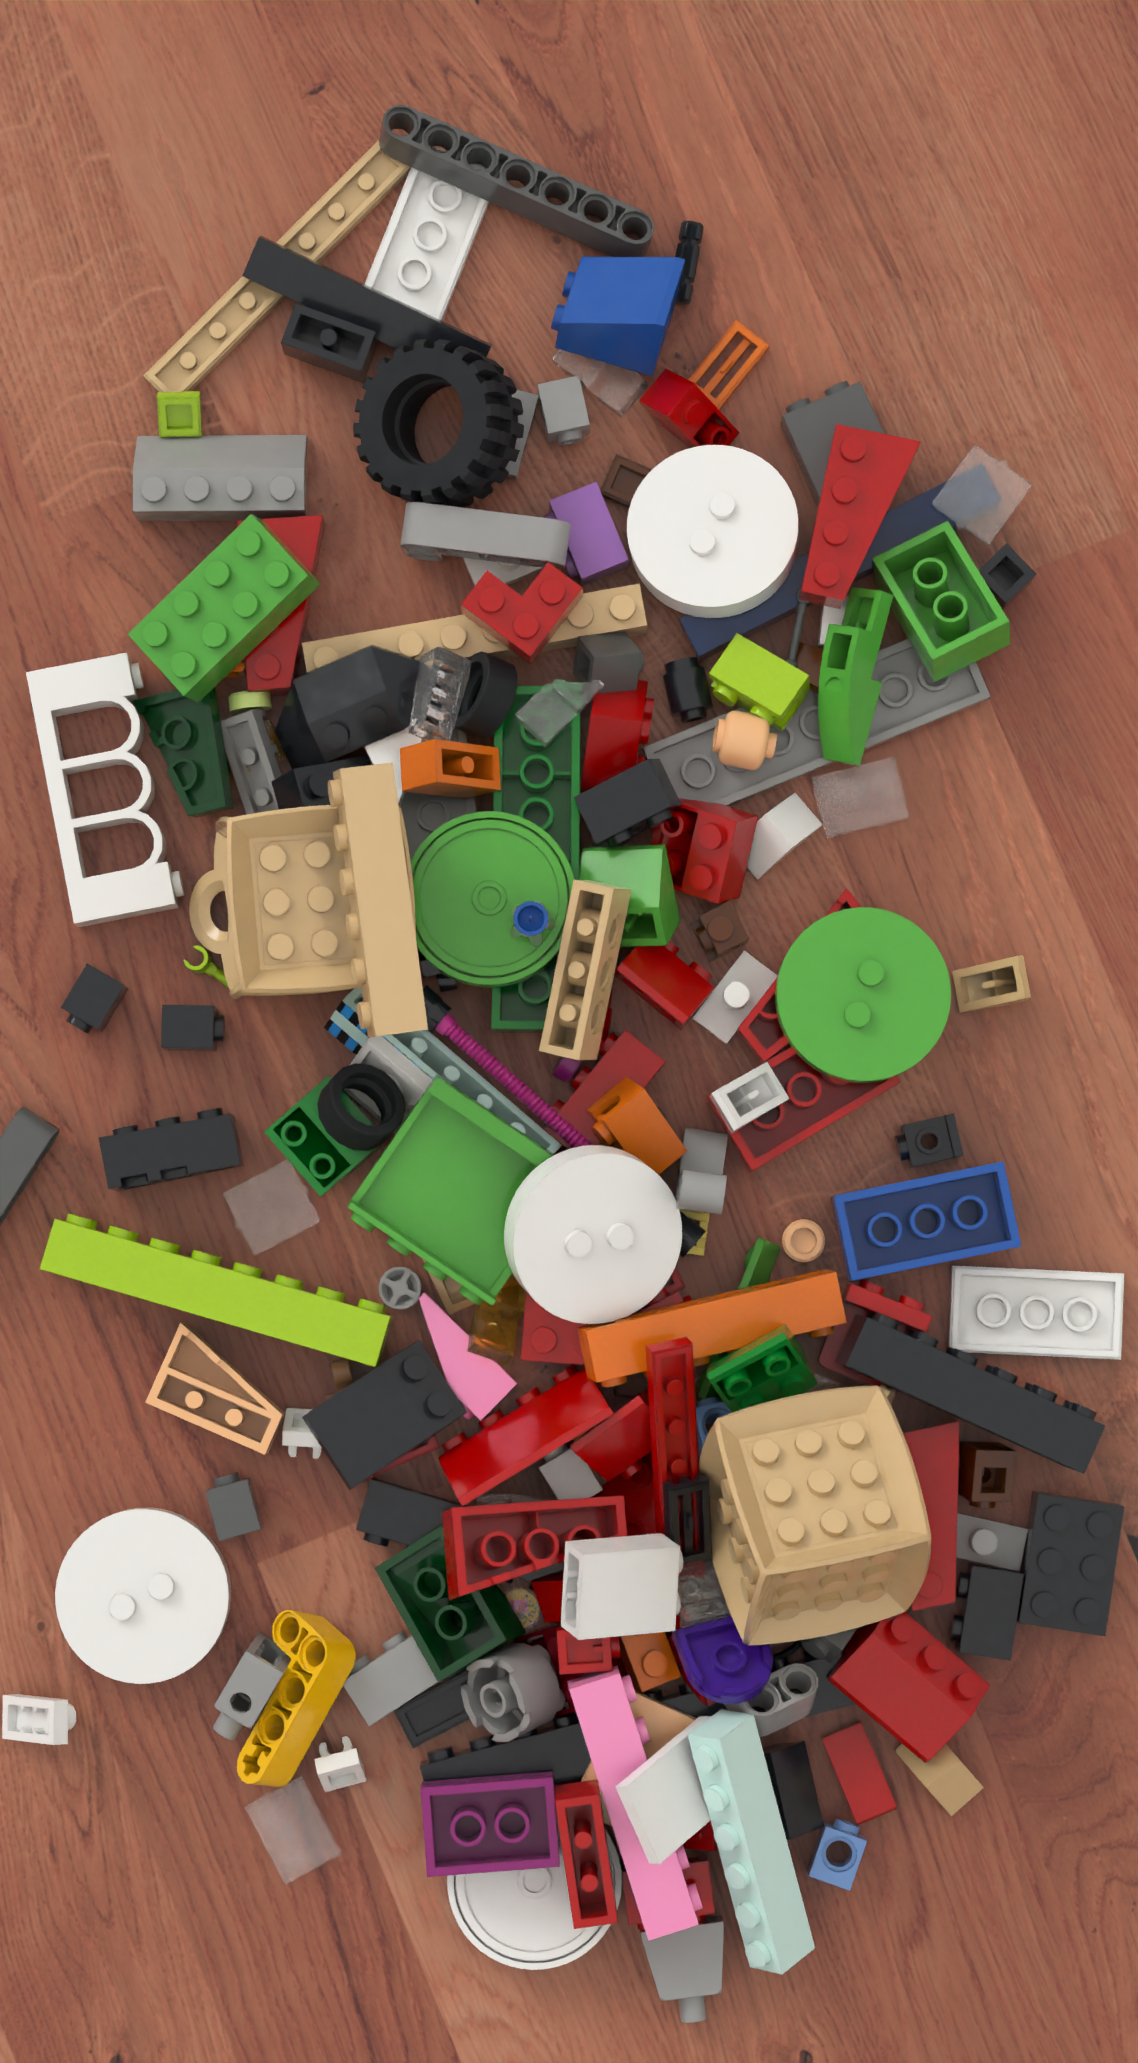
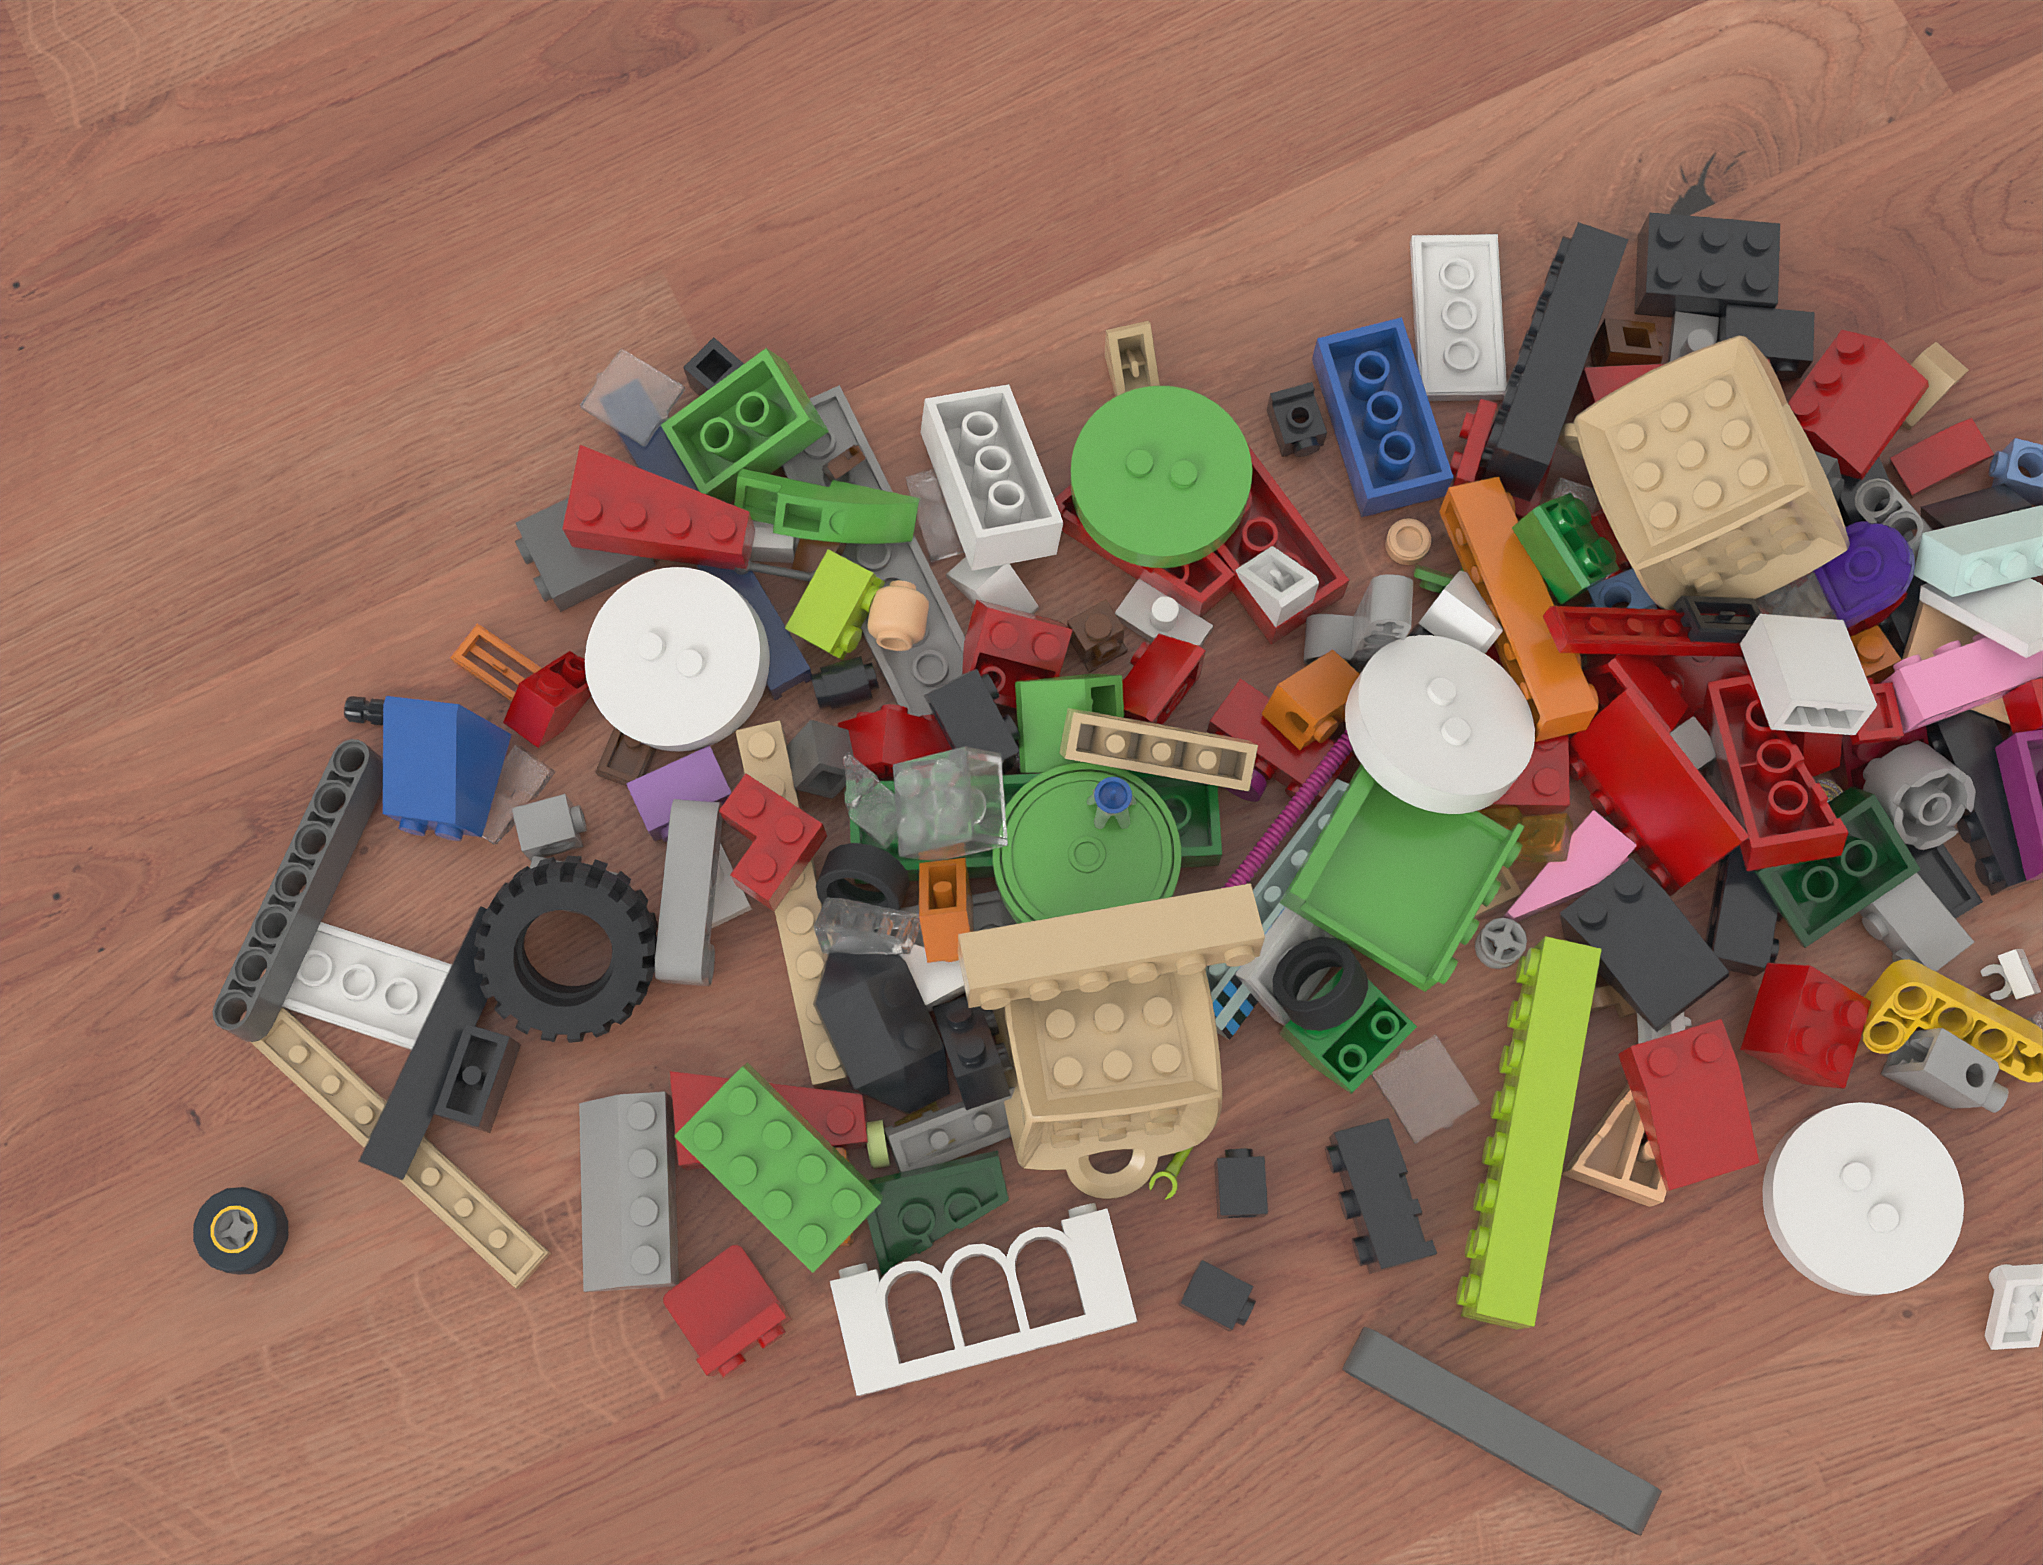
camera: 90 degrees left, 10 degrees down
(109, 562) = (726, 1311): none -> red bracket
(179, 414) = (558, 1243): lime tile -> none
(204, 117) = (222, 1231): none -> black wheel
(227, 1434) = (1691, 1104): none -> red slope
(233, 1506) = (1769, 1101): dark grey brick -> none
(300, 1557) = (1806, 1025): none -> red brick
(541, 774) = (950, 804): none -> clear brick
(707, 1272) = (1462, 615): none -> white slope
(878, 835) = (991, 477): none -> white brick
(904, 696) = (843, 462): none -> reddish brown tile

